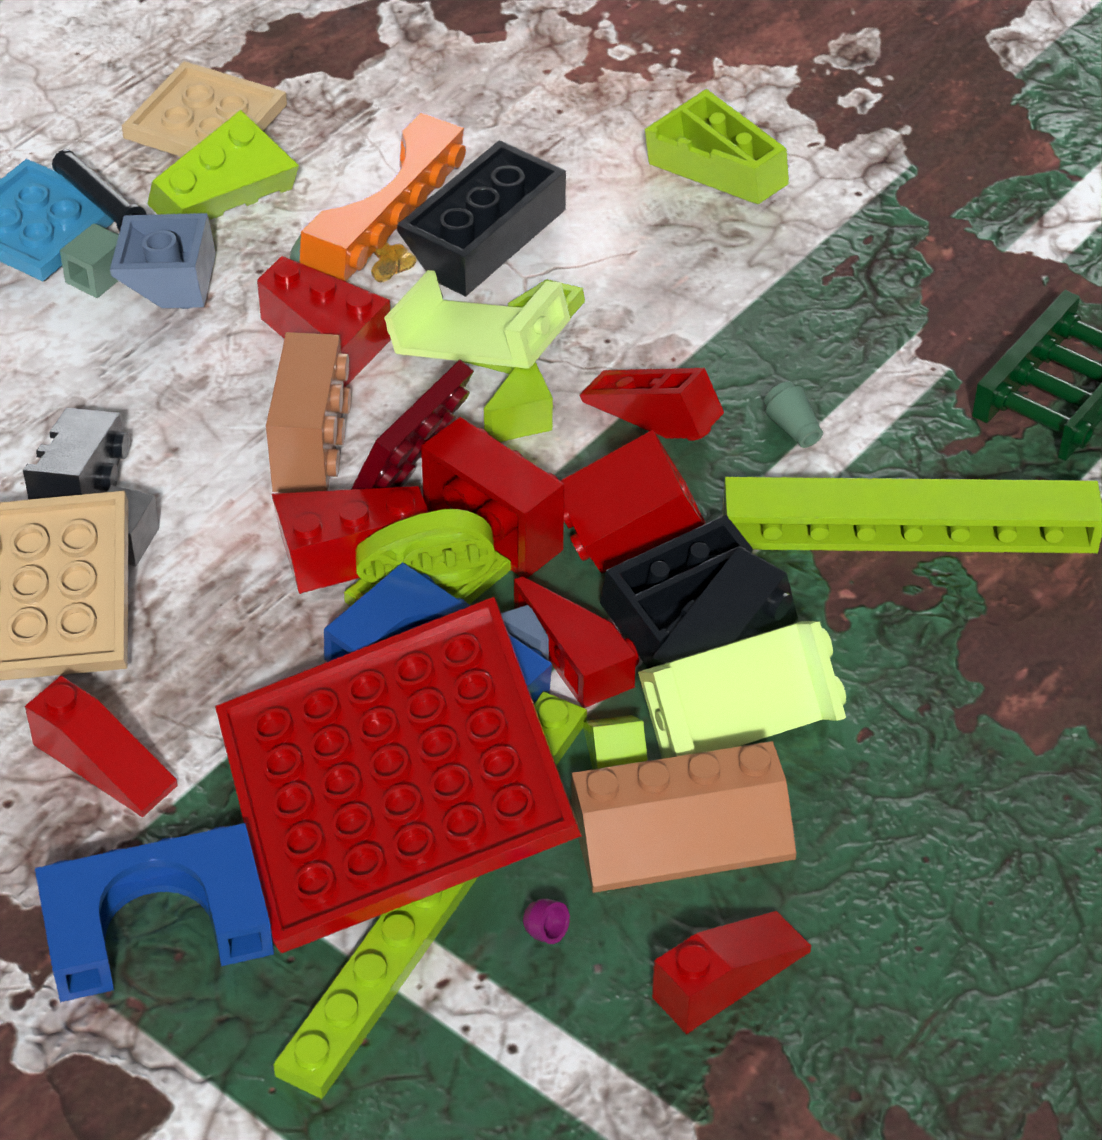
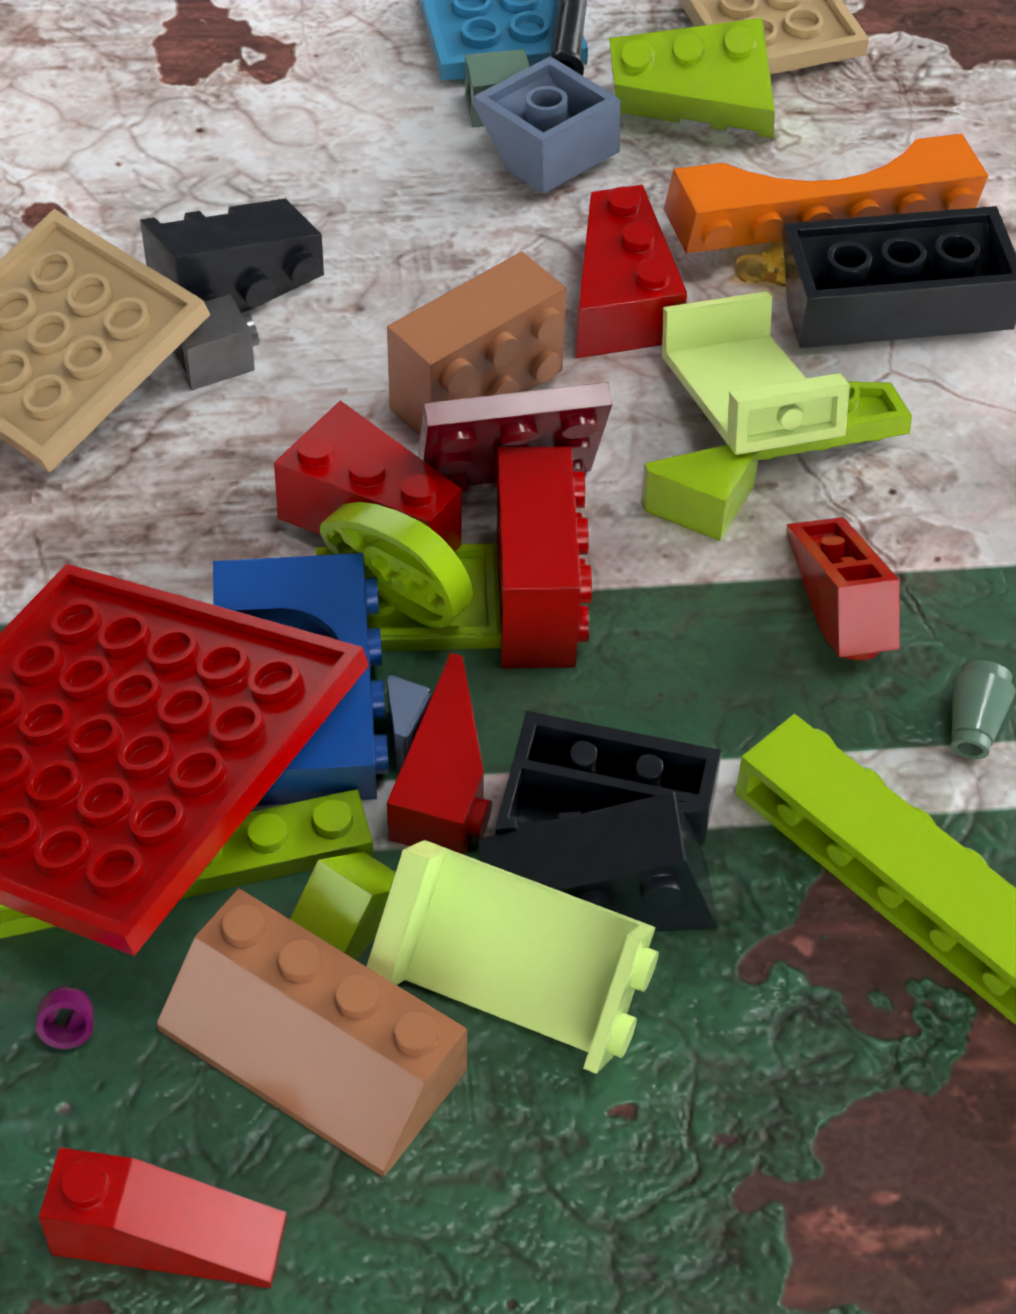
camera: 45 degrees right, 5 degrees up
(628, 503) = (676, 672): red slope -> none

